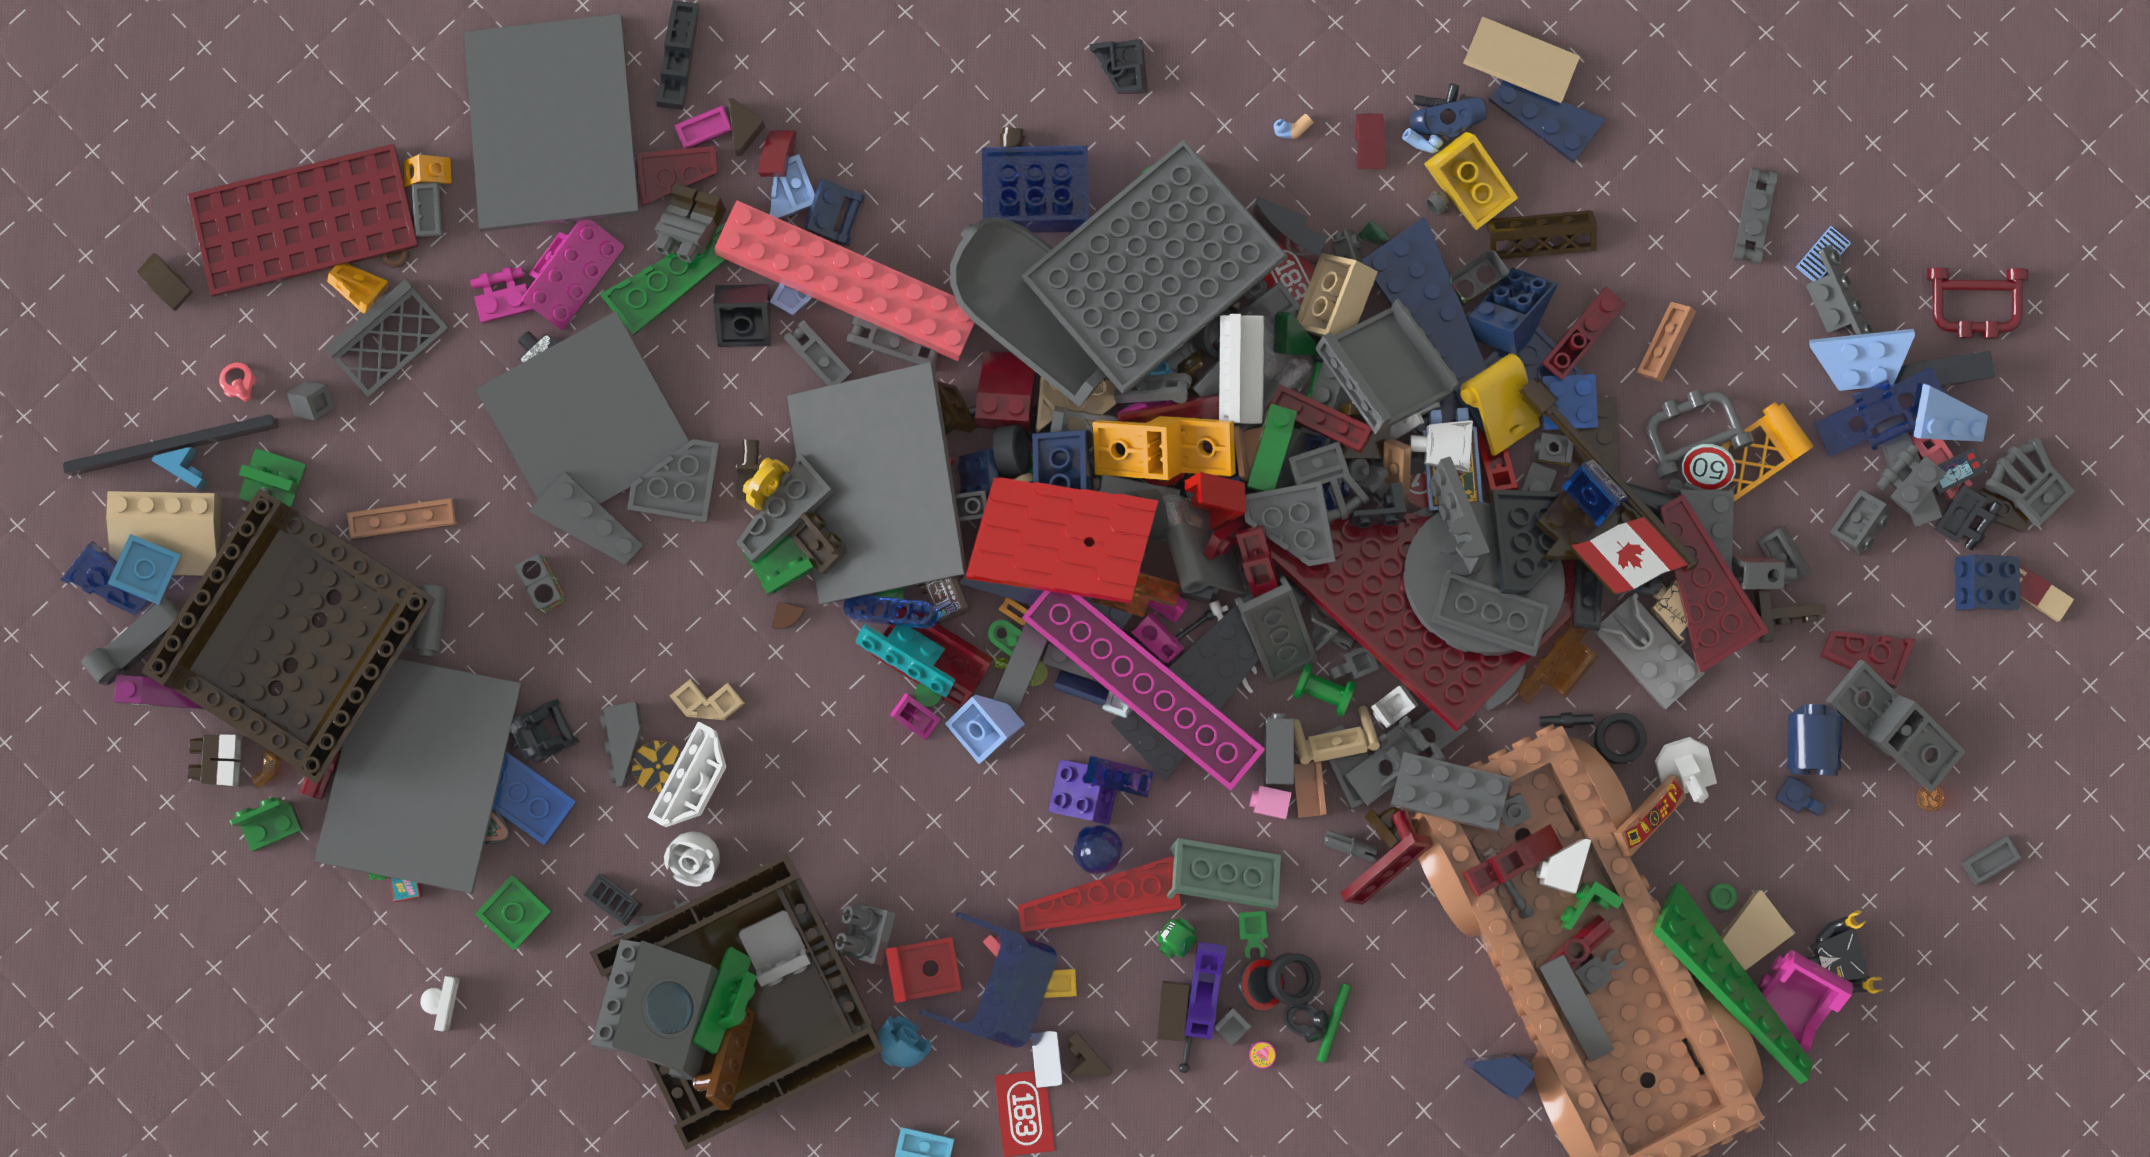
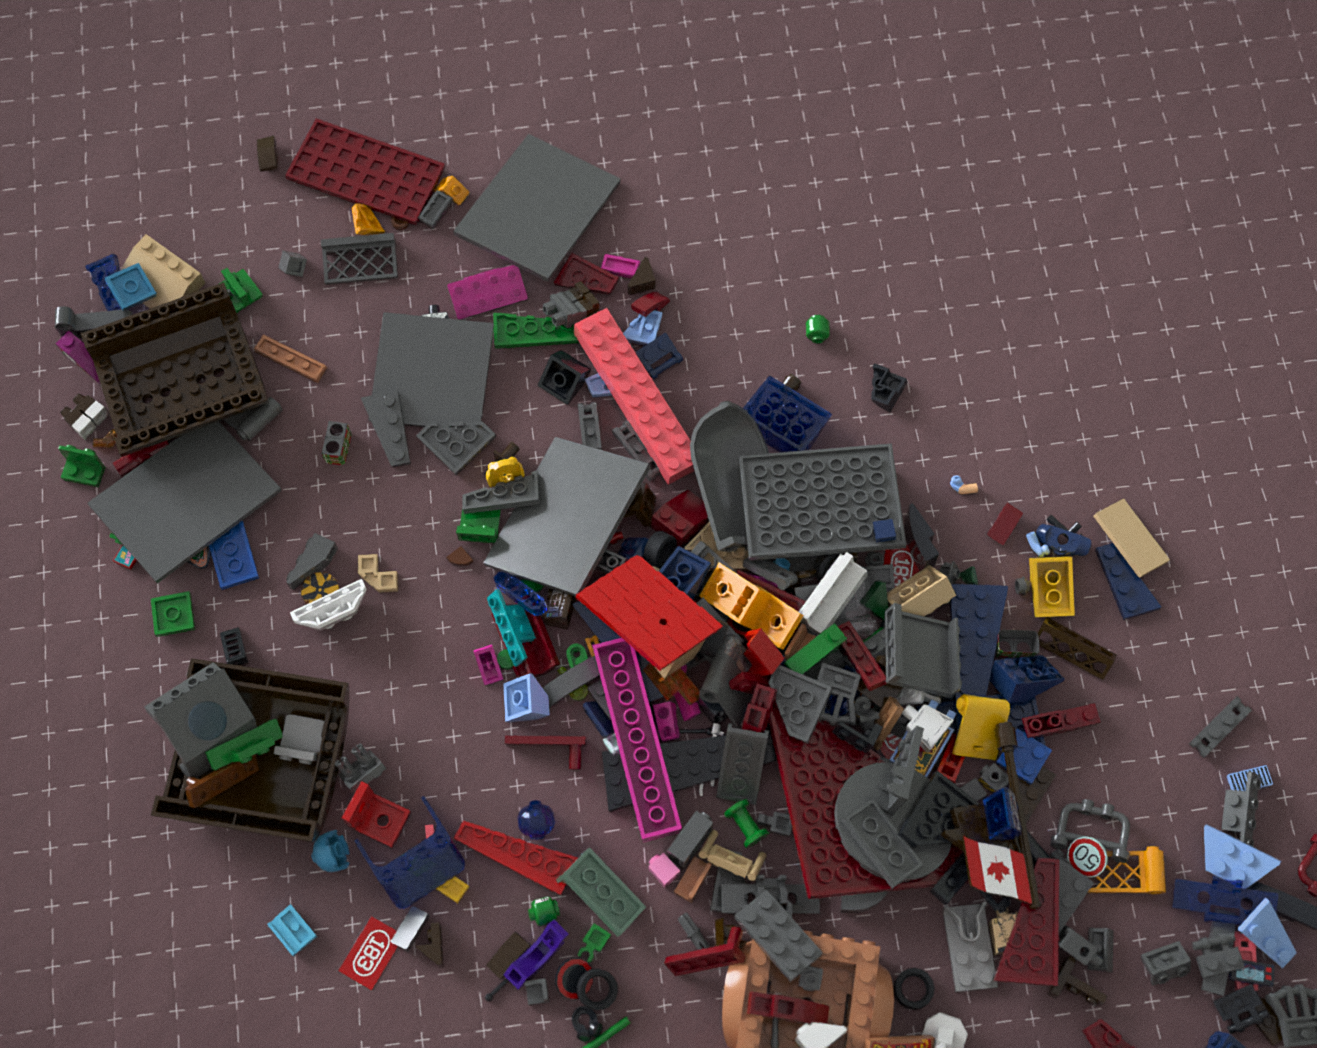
camera: 35 degrees right, 15 degrees down
(170, 444) = (200, 236): black tile -> none
(177, 462) = (196, 249): dark azure slope -> none
(239, 388) = (257, 229): coral piece -> none
(441, 1002) = (91, 635): white tile -> none
(500, 303) = (437, 283): dark pink plate -> none
(533, 737) = (263, 522): black piece -> none
(677, 55) = (635, 220): black slope -> none
(692, 858) = (296, 653): white cylinder -> none
(817, 542) = (508, 525): dark brown bracket -> none
(994, 47) = (817, 329): none -> green head
(1074, 734) = (573, 742): none -> dark red piece
(1080, 799) = (555, 782): dark purple bracket -> none
(1118, 776) = (581, 784): clear blue plate -> none
(1252, 256) = (884, 530): none -> dark blue tile
(1262, 1054) = (543, 1025): tile -> none
(1327, 630) = (774, 788): dark grey bracket -> none
(1393, 706) = (782, 865): white bracket -> none
(1562, 666) = (907, 915): clear orange bracket -> none
(1566, 720) = (887, 953): black bar -> none
(1666, 341) = (1111, 763): nougat plate -> none

